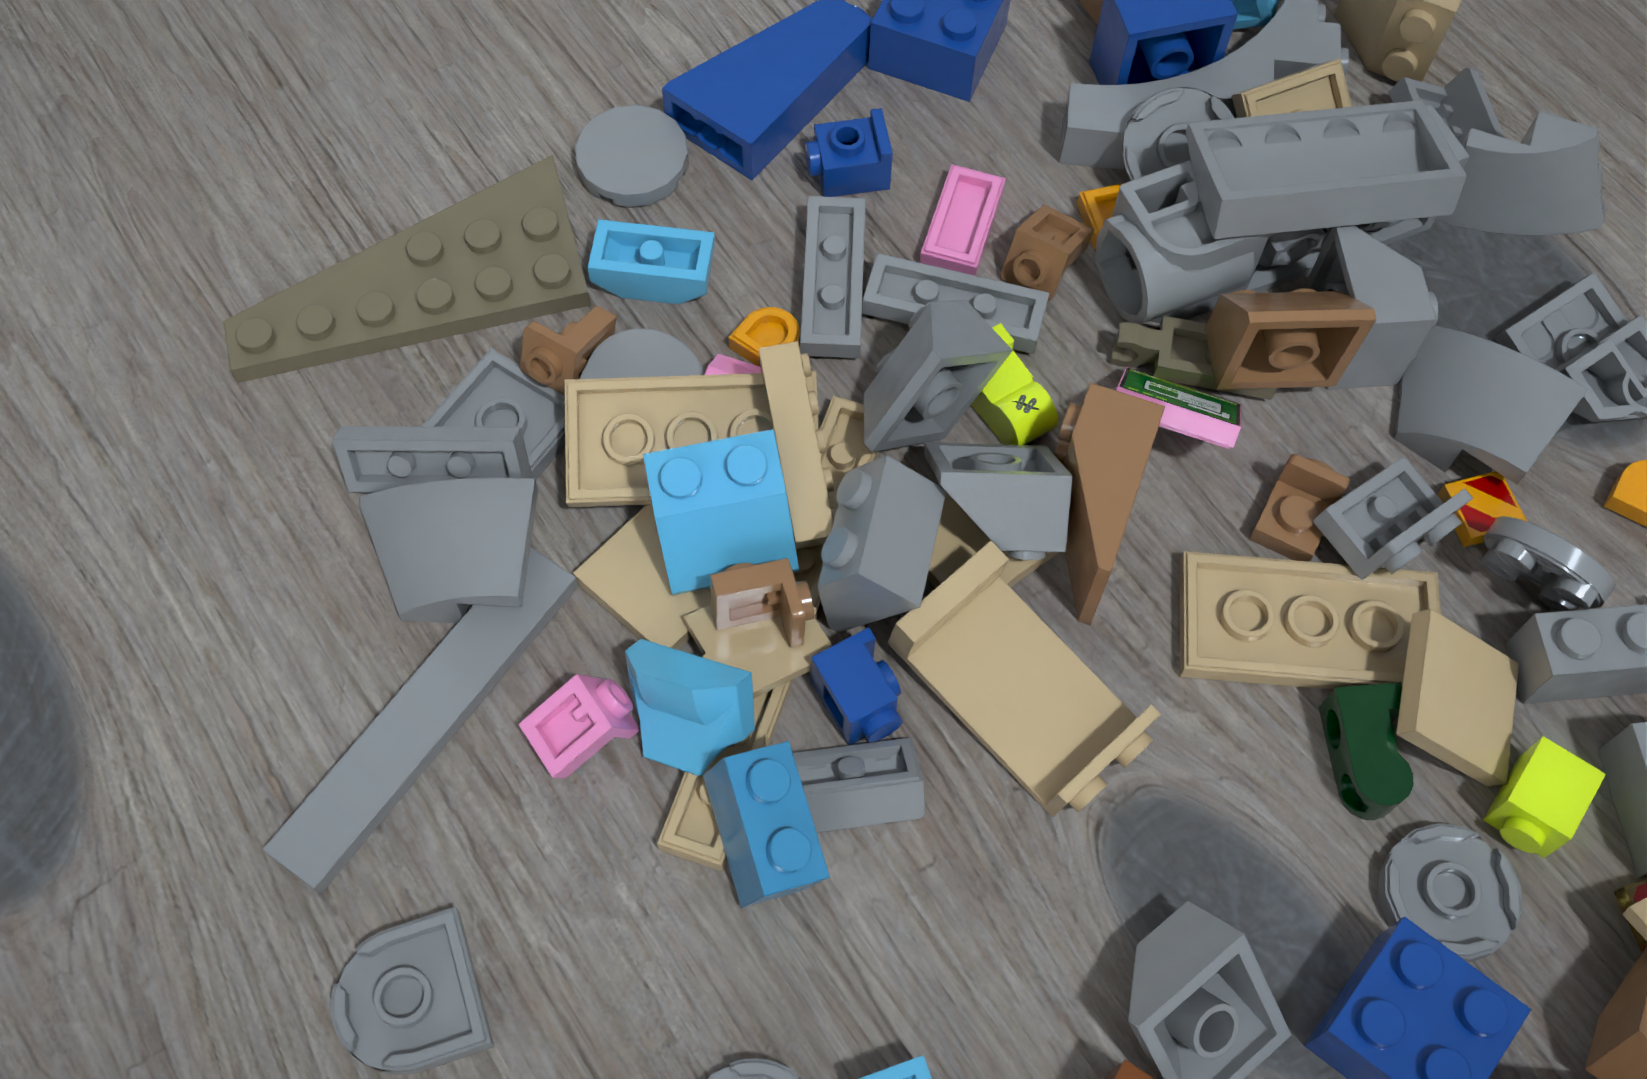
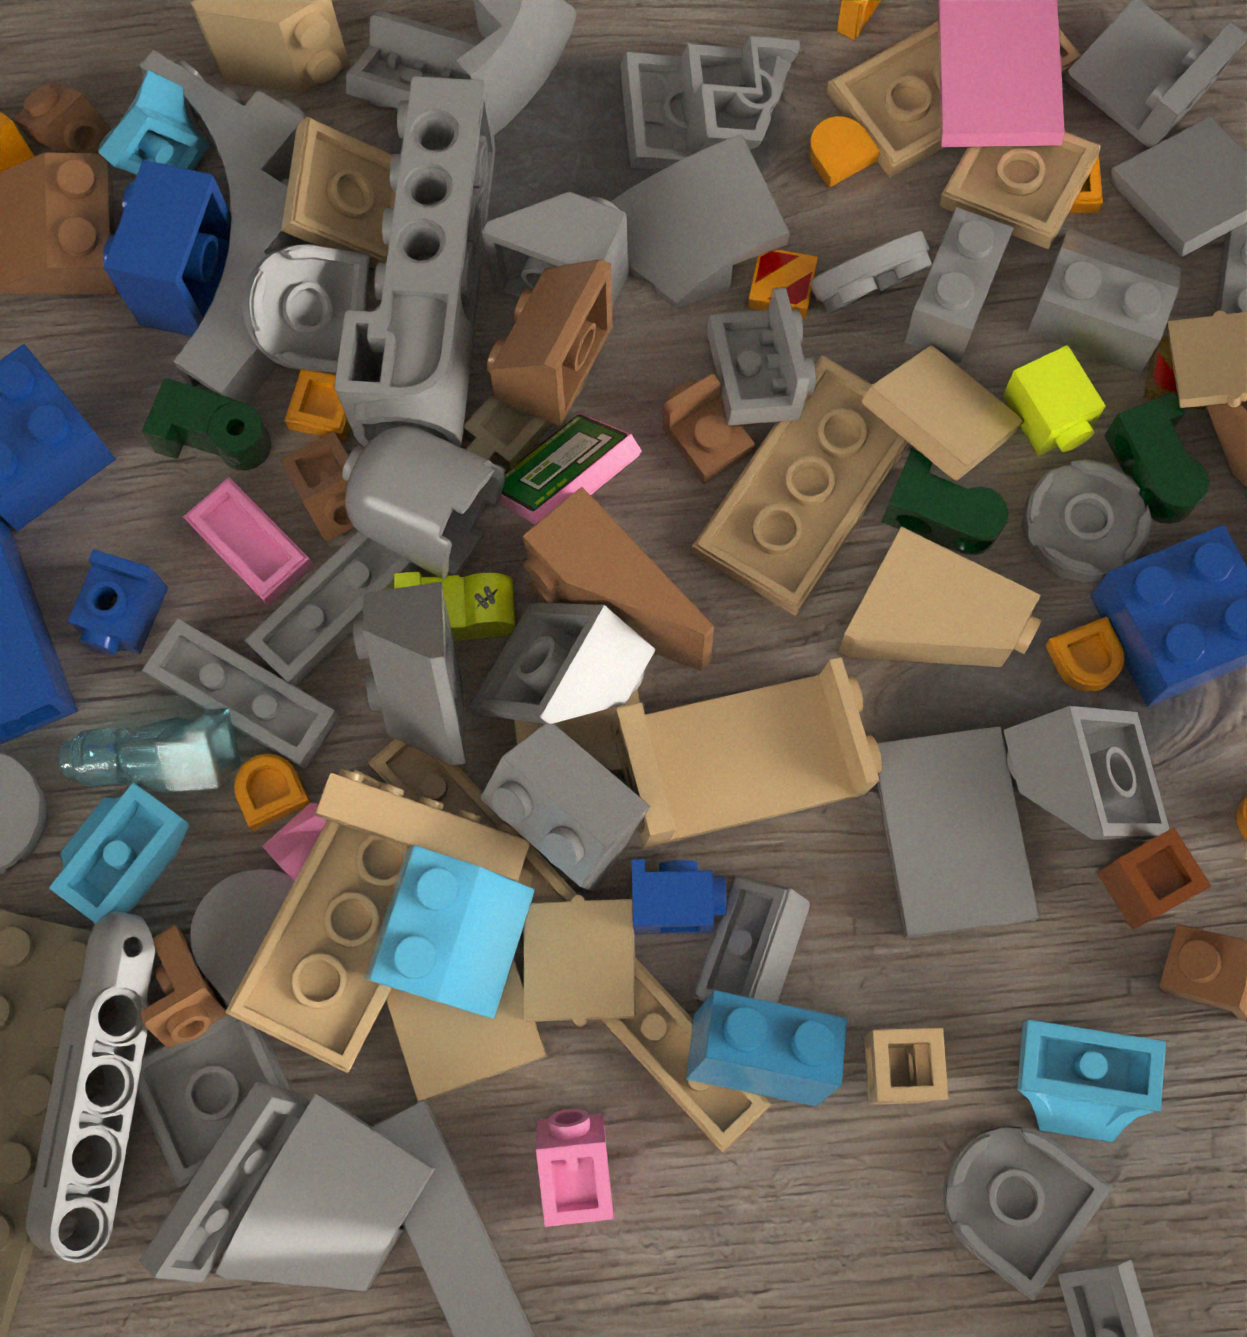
camera: 55 degrees left, 10 degrees up
(381, 370) = (108, 1116): none -> light grey piece
(688, 705) = (615, 1062): medium azure slope -> none
(747, 243) = (156, 756): none -> clear light blue piece
(761, 592) = (542, 948): medium nougat bracket -> none
(815, 955) = (905, 1066): none -> tan brick
(1039, 137) = (207, 423): none -> dark green leg
(1063, 911) = (954, 833): none -> light grey tile
(1077, 308) = (421, 496): none -> light grey cylinder
(1265, 788) = (939, 609): none -> tan slope
(1316, 959) = (1087, 655): none -> light orange tile
(1323, 169) = (427, 210): light grey slope -> none
(1555, 924) = (1156, 459): none -> dark green leg

